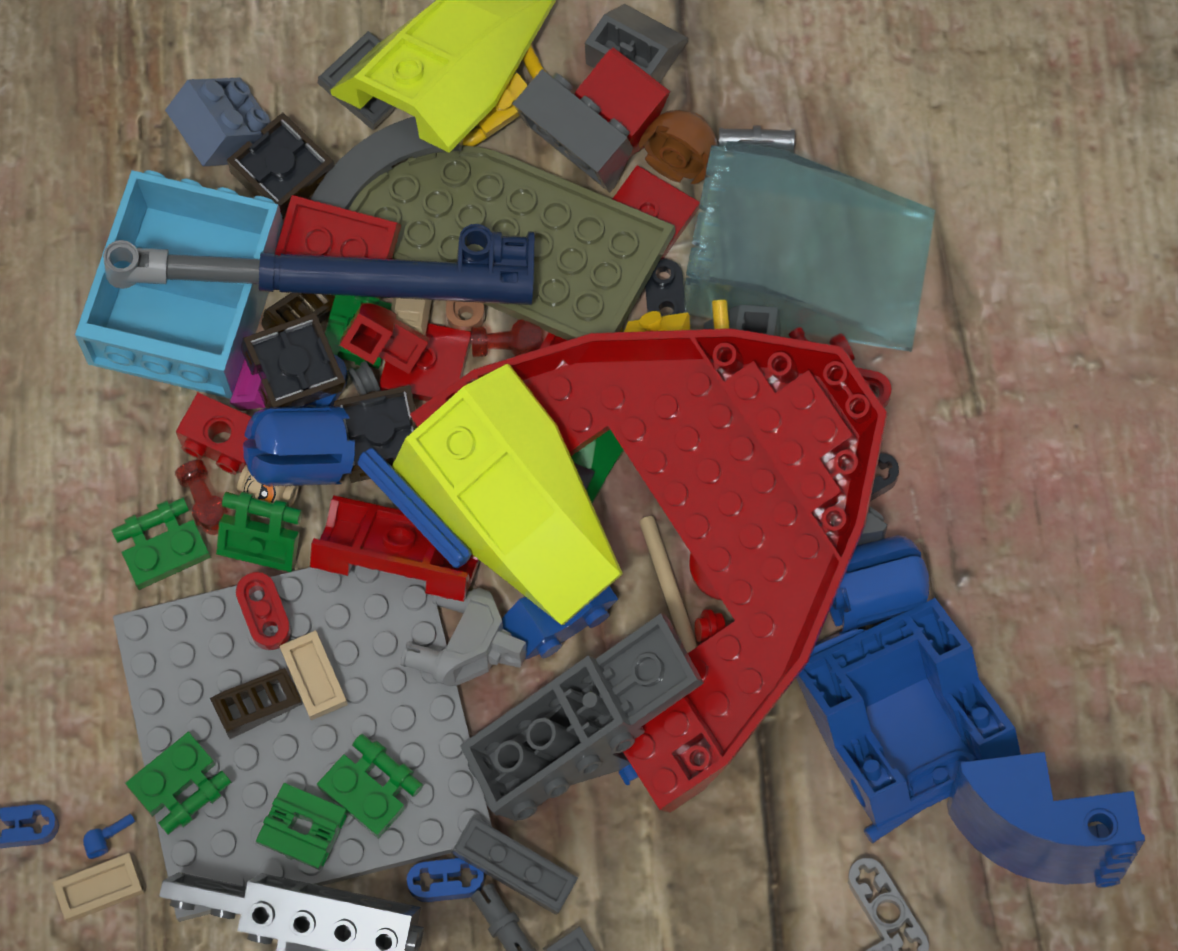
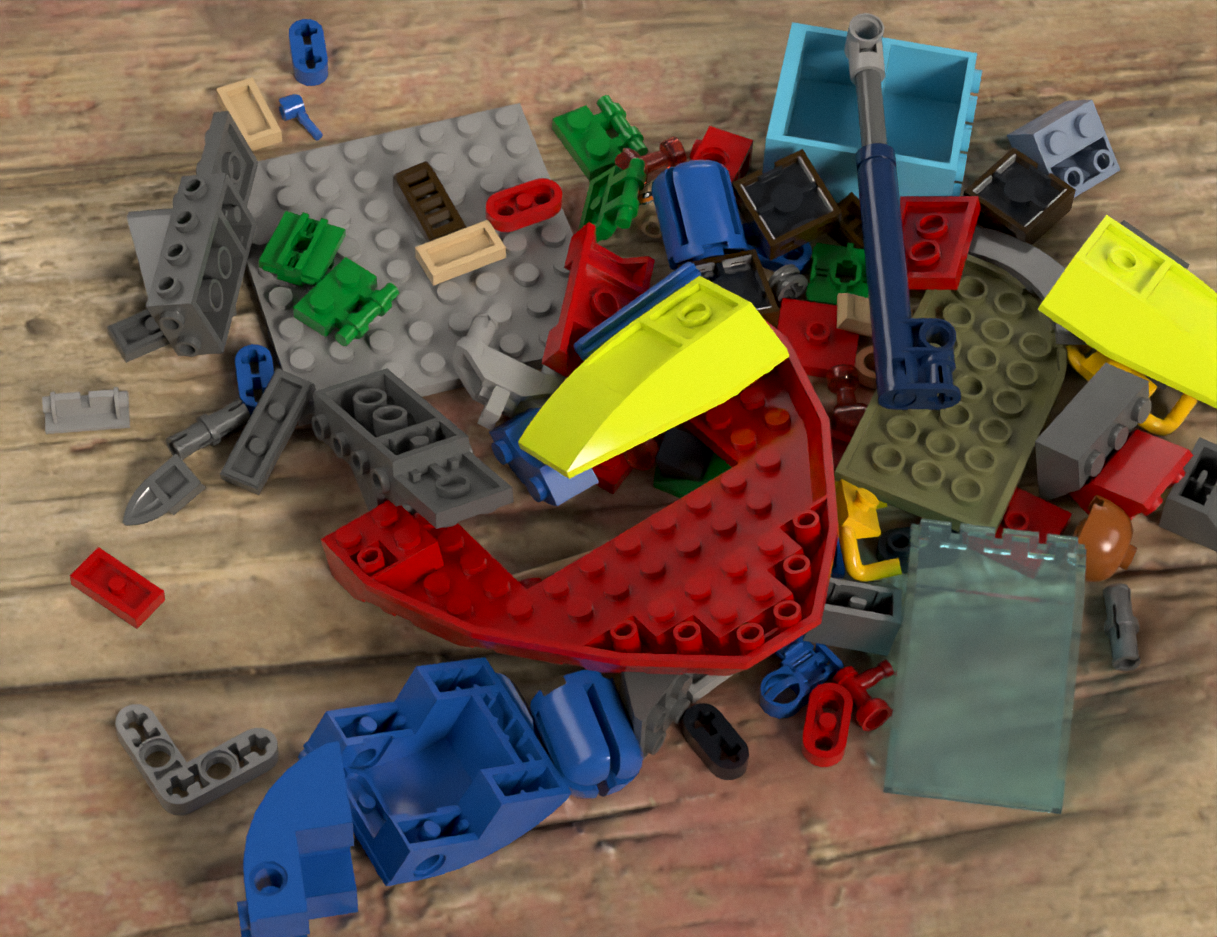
camera: 80 degrees right, 15 degrees down
(172, 774) = (351, 145): green plate -> none
(378, 333) = (831, 271): red brick -> none

